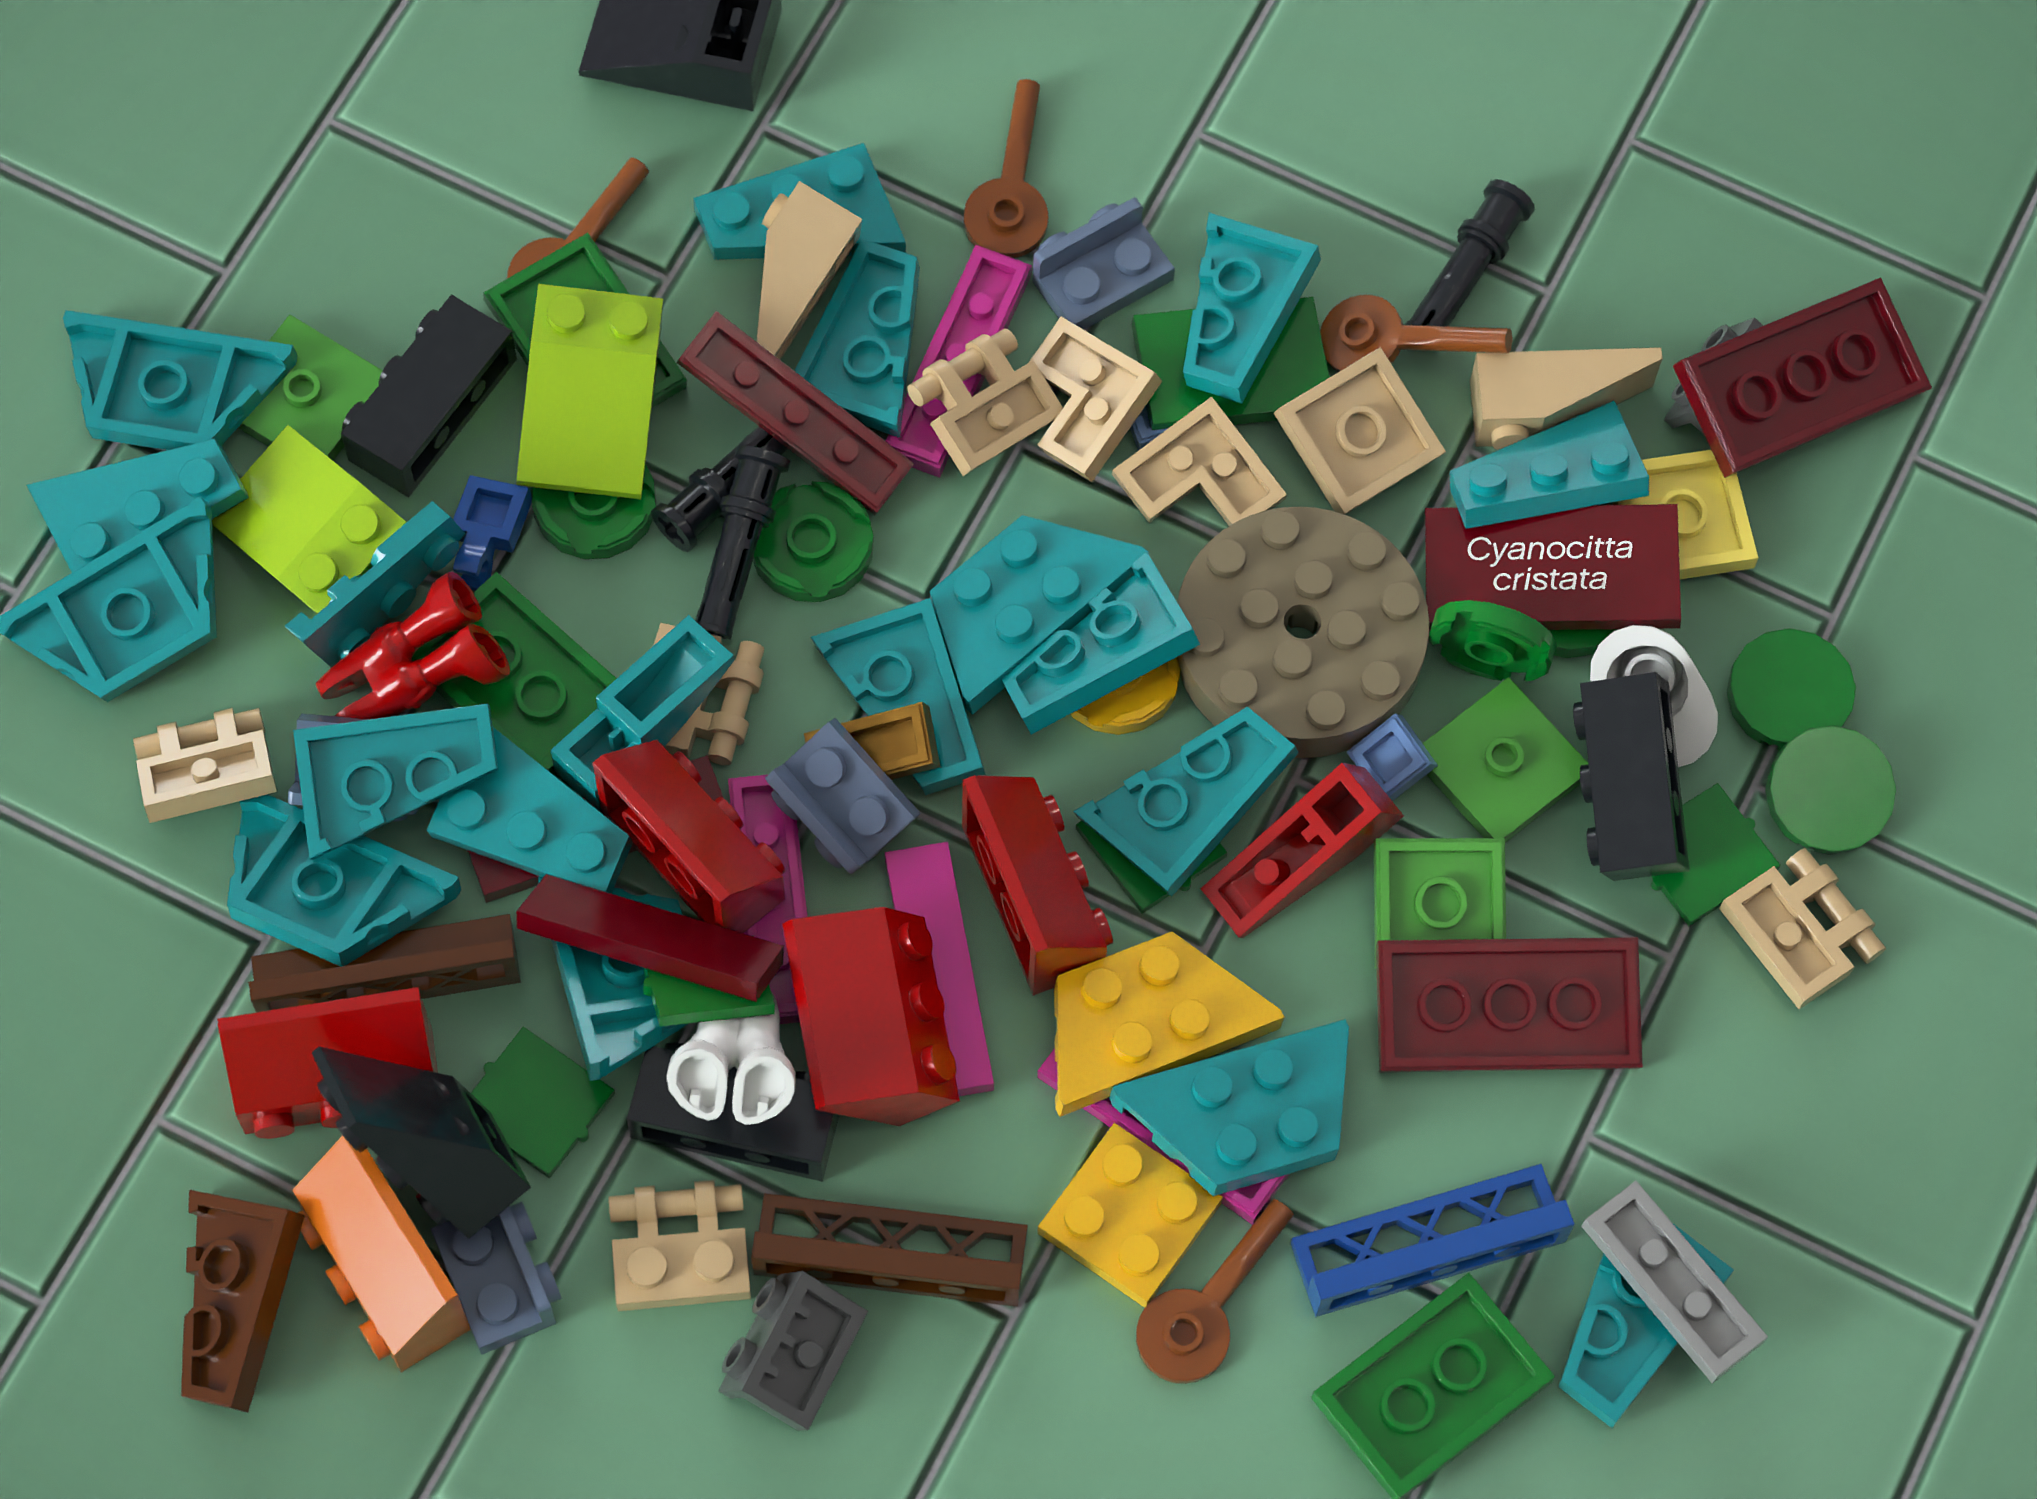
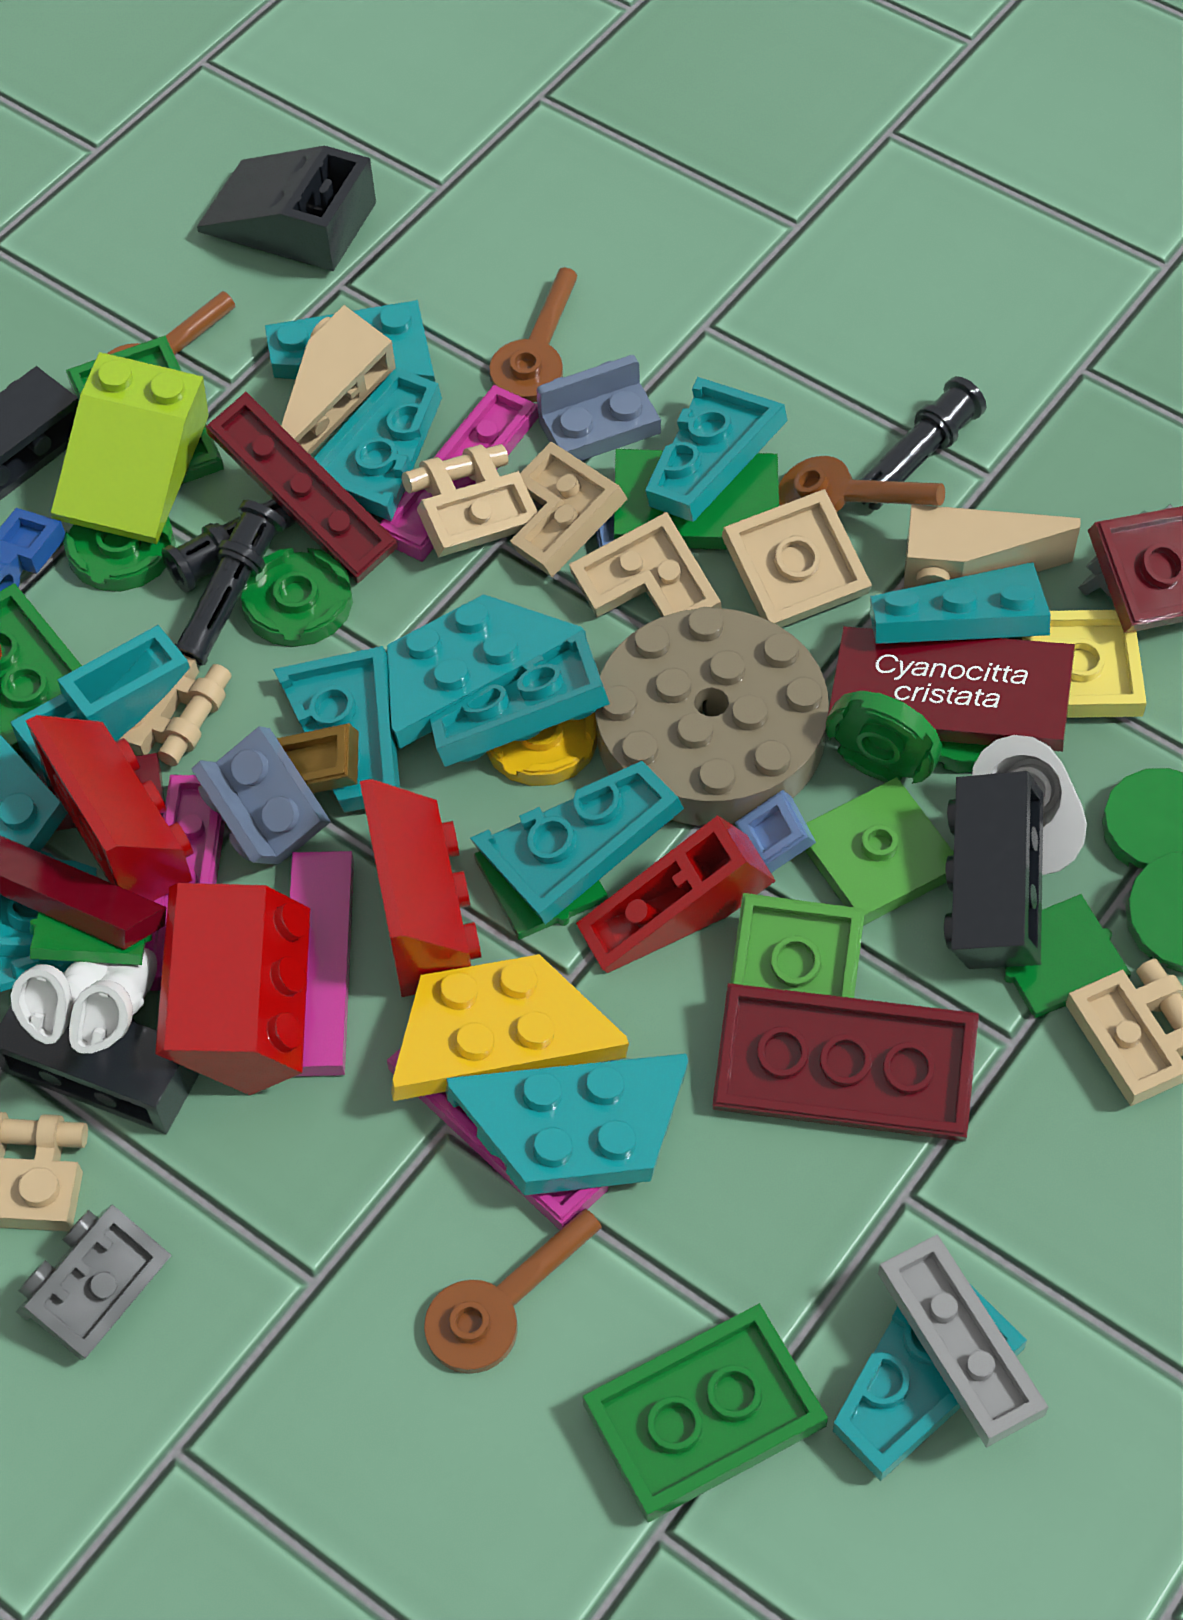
camera: 15 degrees right, 10 degrees down
(888, 1265) = (209, 1217): reddish brown fence -> none
(1129, 1215) = (444, 1205): yellow plate -> none
(1435, 1255) = (731, 1283): blue fence -> none

